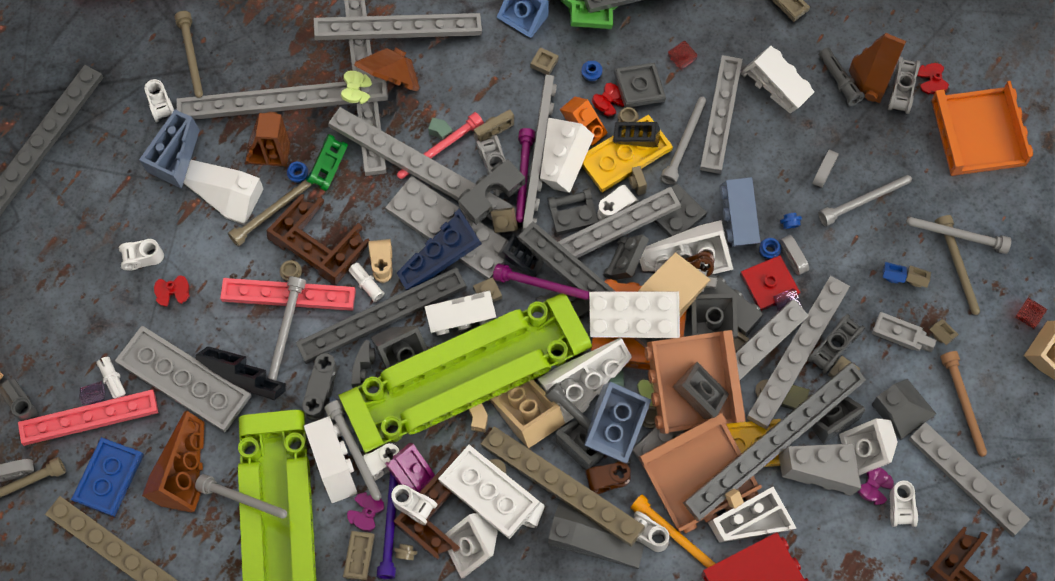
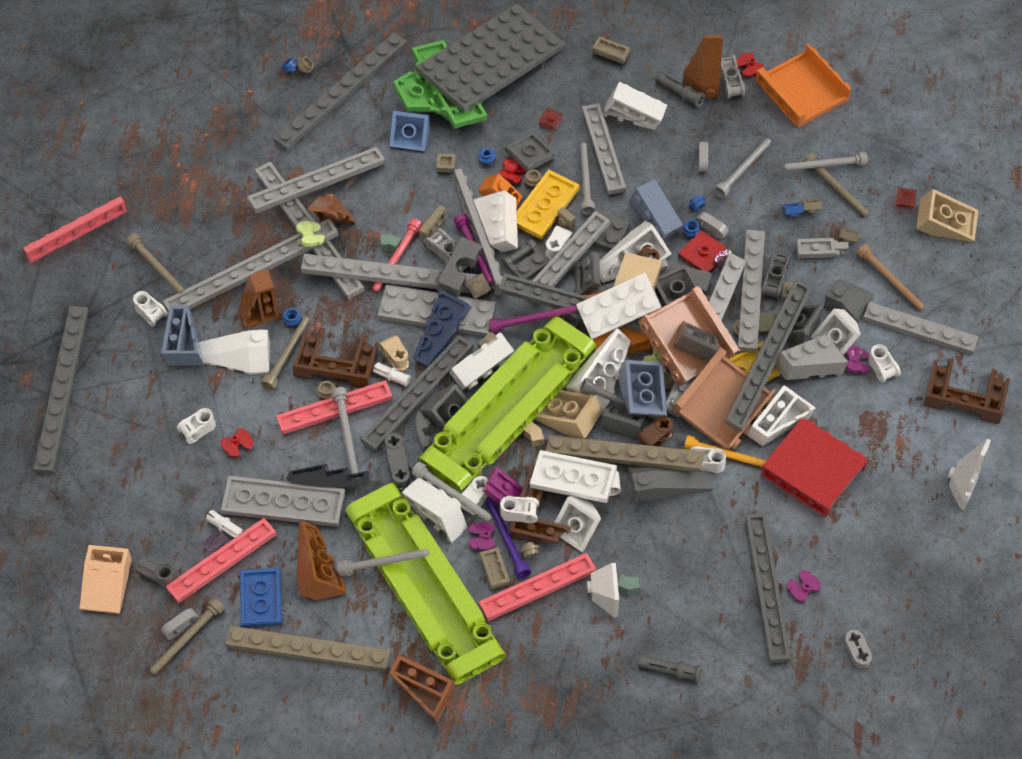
camera: 25 degrees left, 10 degrees down
(327, 162) = (313, 300): green plate -> none
(511, 258) = (493, 308): black slope -> none
(644, 141) = (550, 178): black slope -> none
(734, 498) = (760, 404): tan piece -> none

